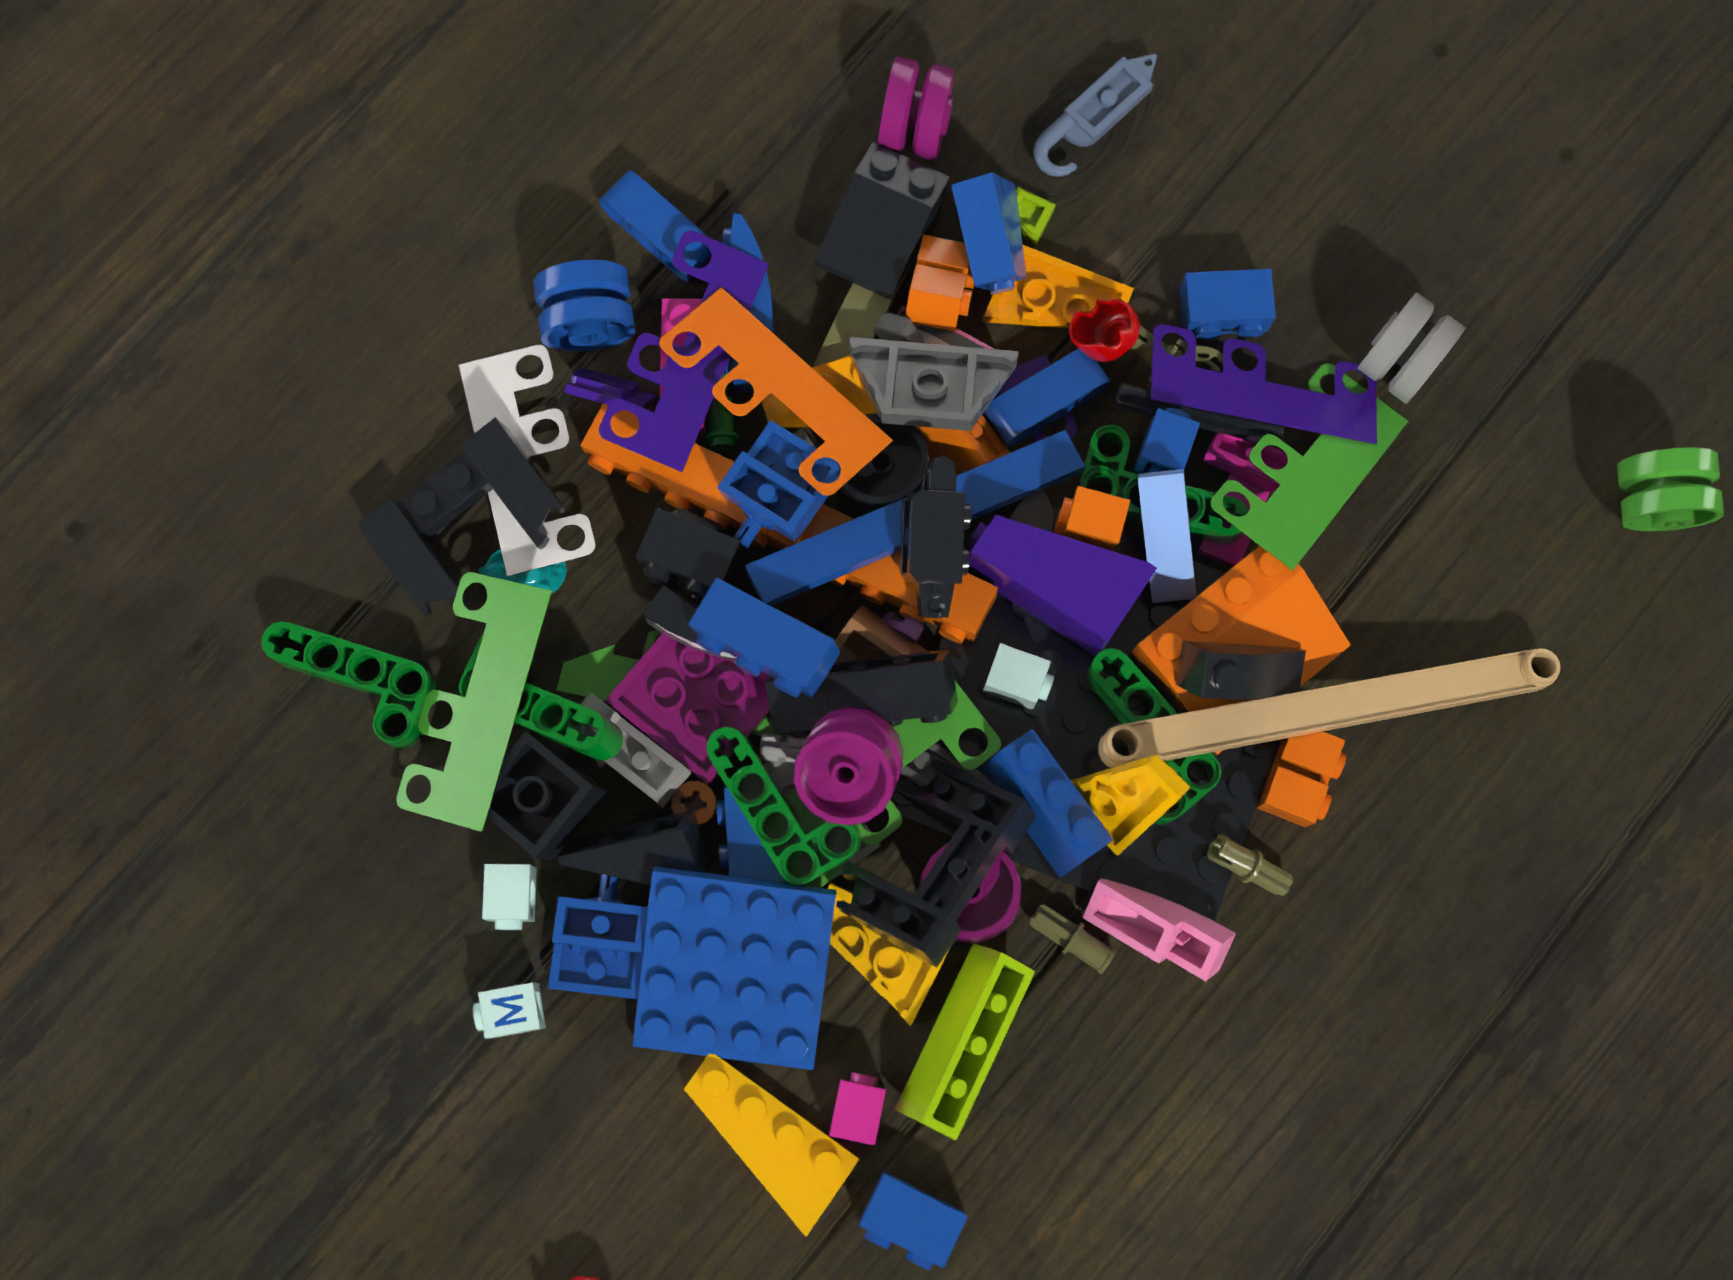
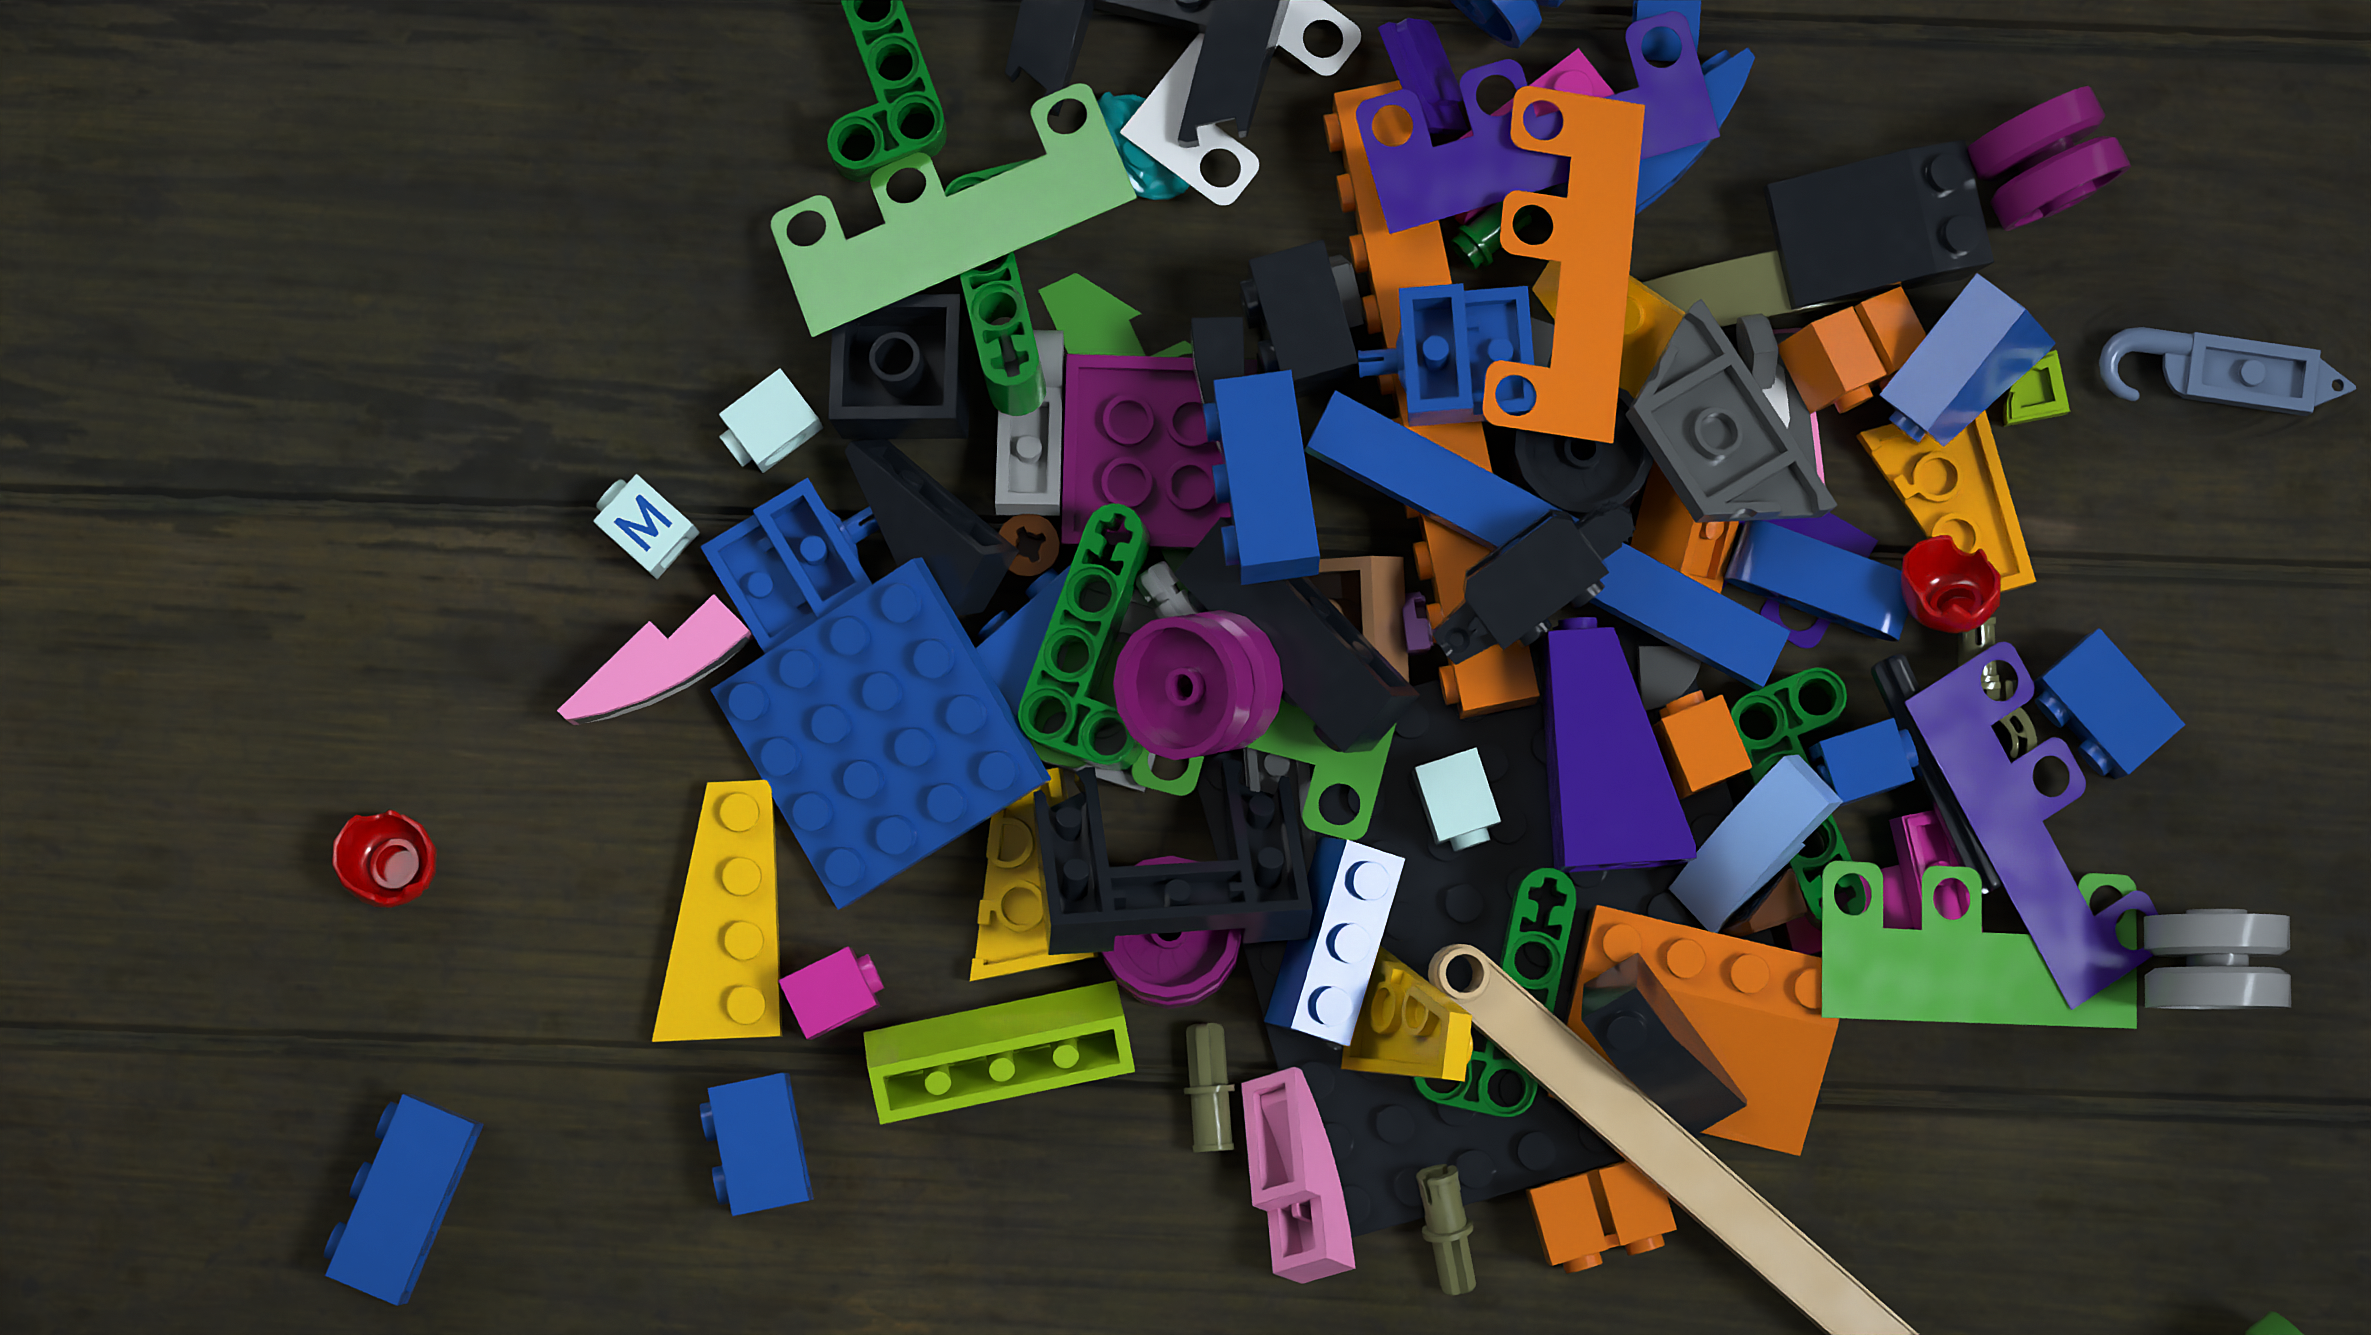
camera: 55 degrees right, 5 degrees up
(595, 1066) = (659, 666): none -> bright pink slope
(1206, 554) = (1773, 905): none -> reddish brown slope

